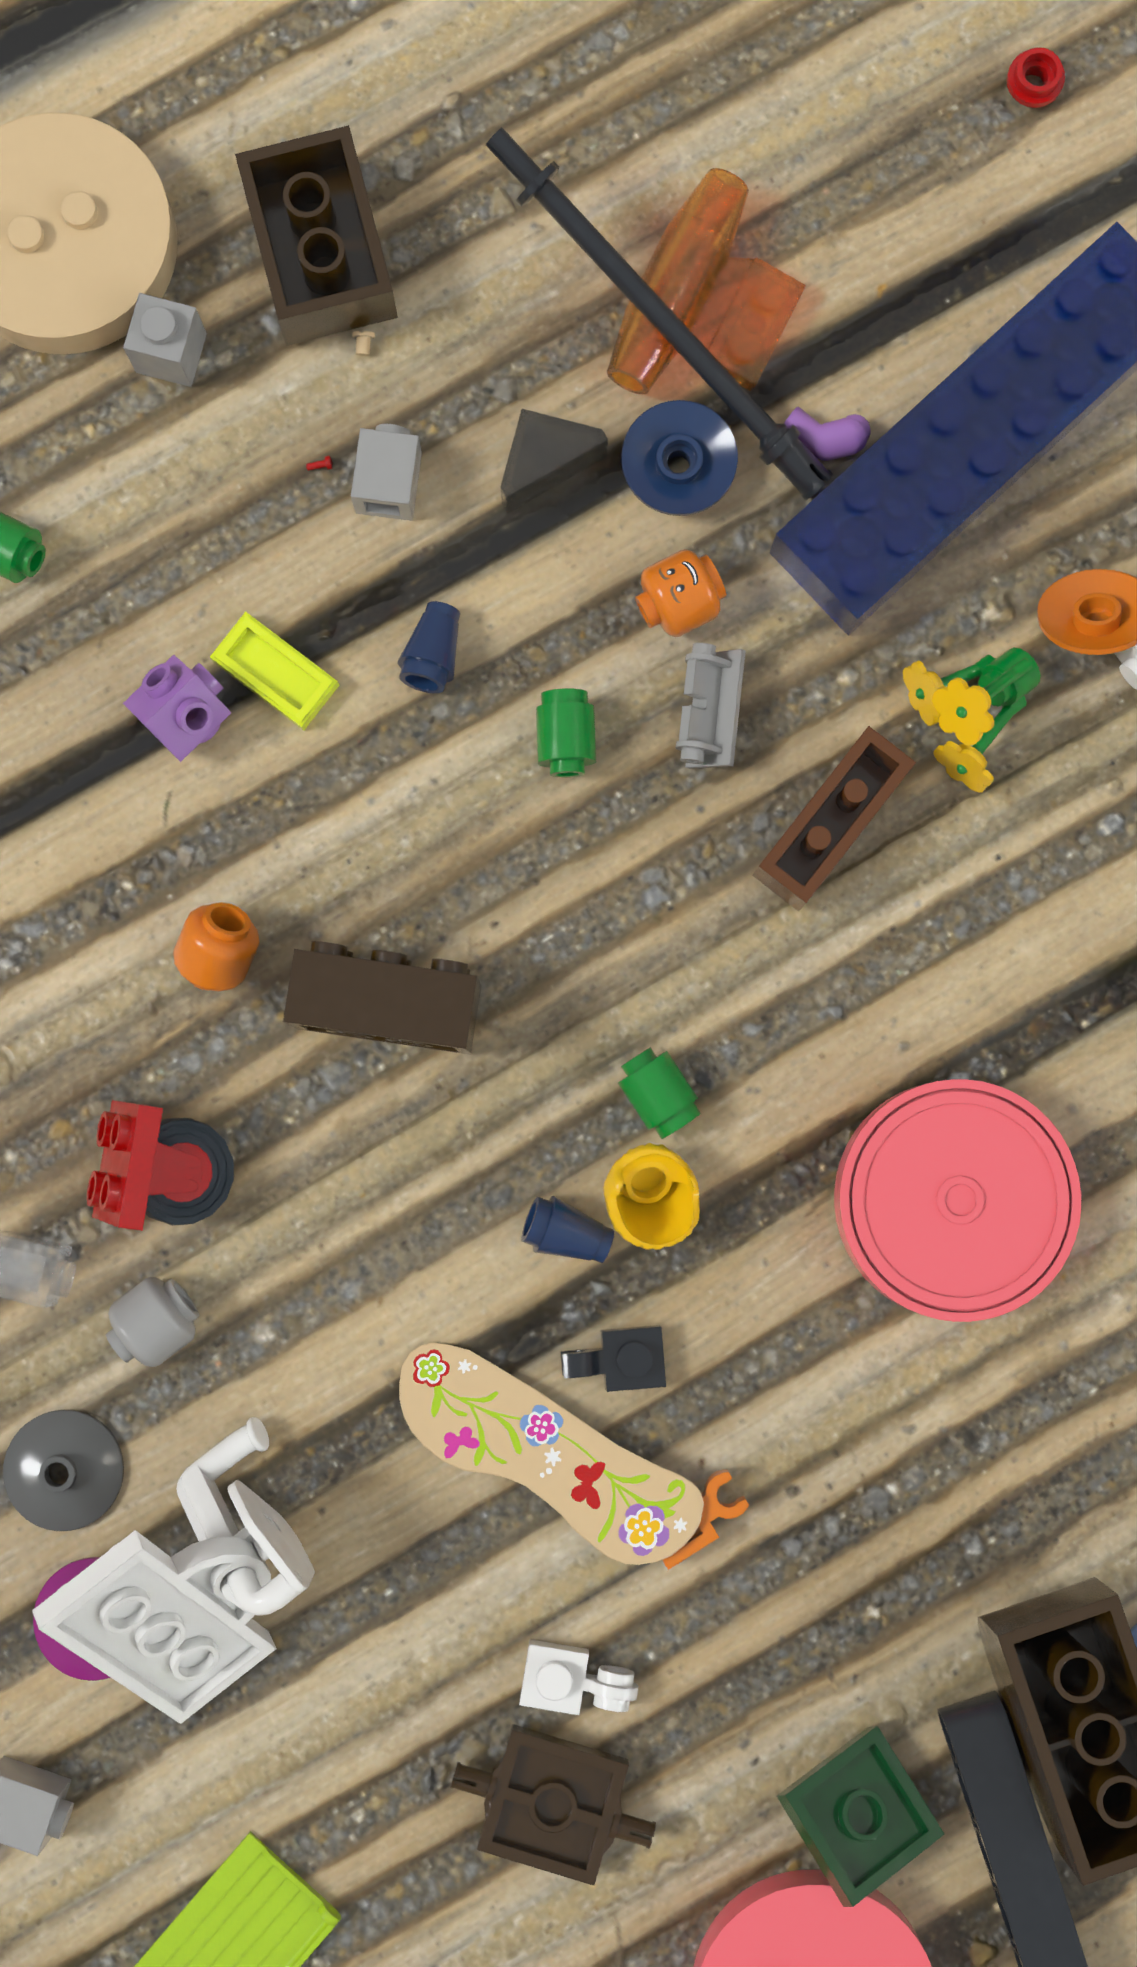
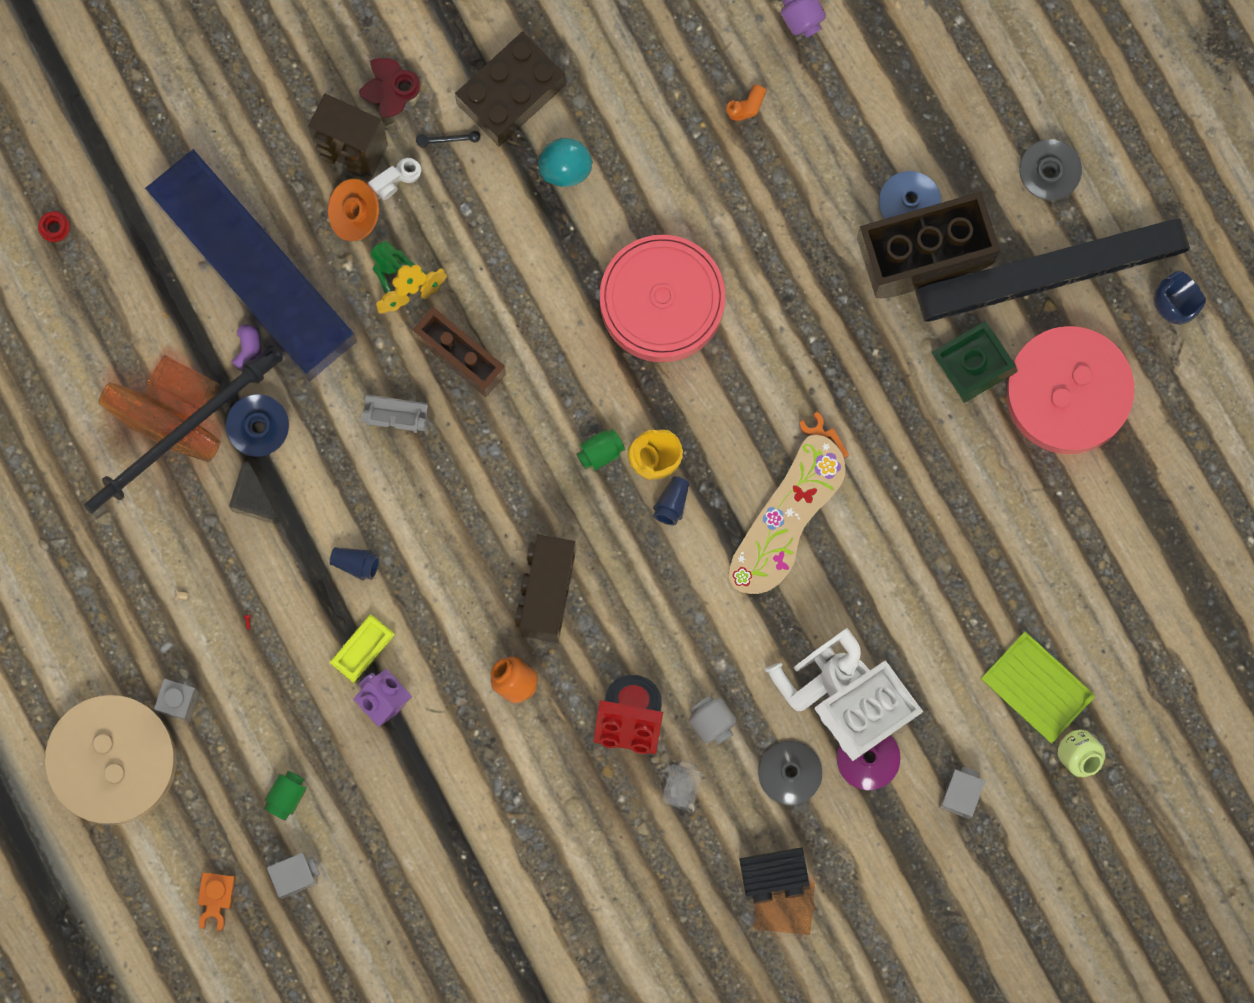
camera: 85 degrees left, 5 degrees down
(317, 235) = (124, 614): dark brown brick -> none
(386, 472) = (256, 582): light grey brick -> none
(553, 1804) = (967, 518): dark brown plate -> none
(558, 1677) = (904, 514): white plate -> none
(565, 732) = (405, 491): green brick -> none
(628, 1359) = (740, 473): black plate -> none
(680, 593) = (332, 427): orange head -> none

